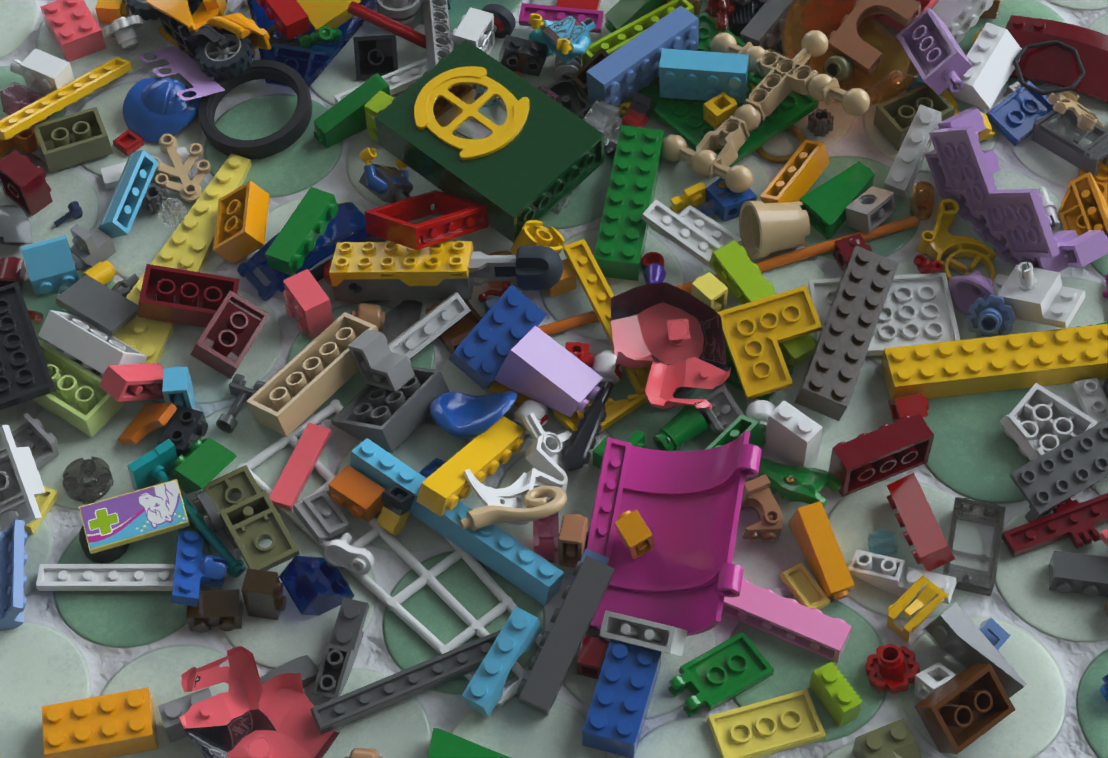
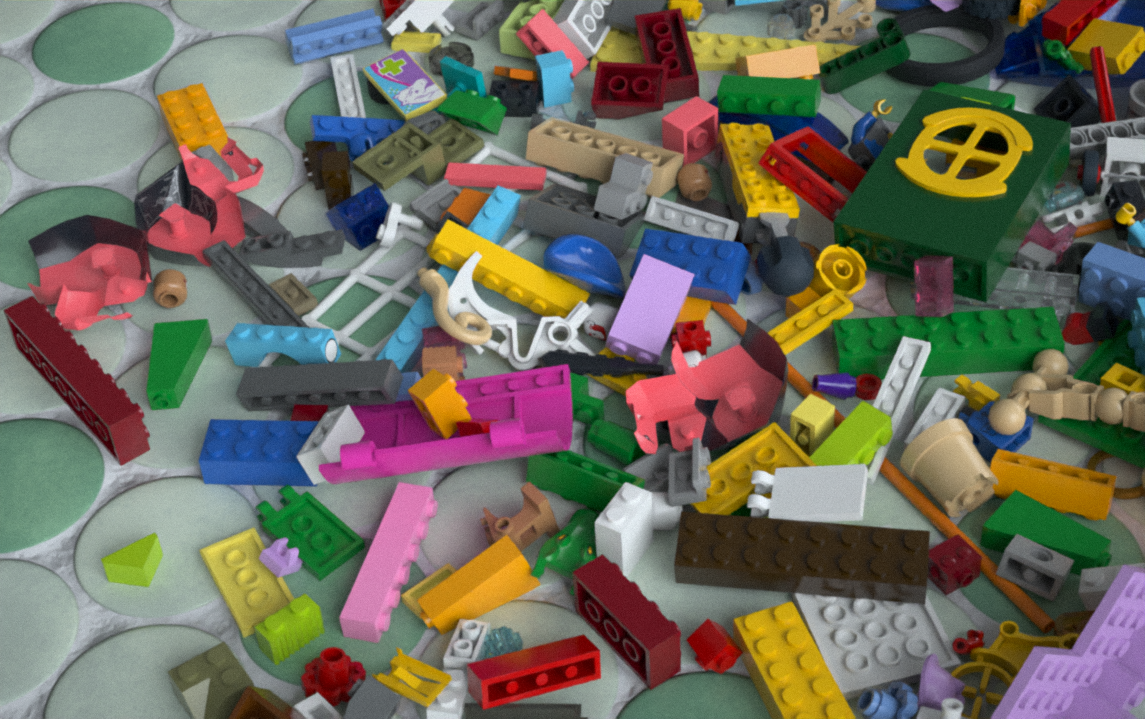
camera: 80 degrees right, 10 degrees down
(263, 142) = (866, 60): none -> dark green beam
(407, 655) = (294, 294): none -> dark tan plate
(599, 179) = (934, 286): none -> clear pink brick
(657, 517) = (474, 426): none -> red slope
(752, 380) = (689, 475): none -> light grey bracket
(754, 695) = (280, 558): none -> lavender tile
(808, 301) = (811, 493): none -> white tile

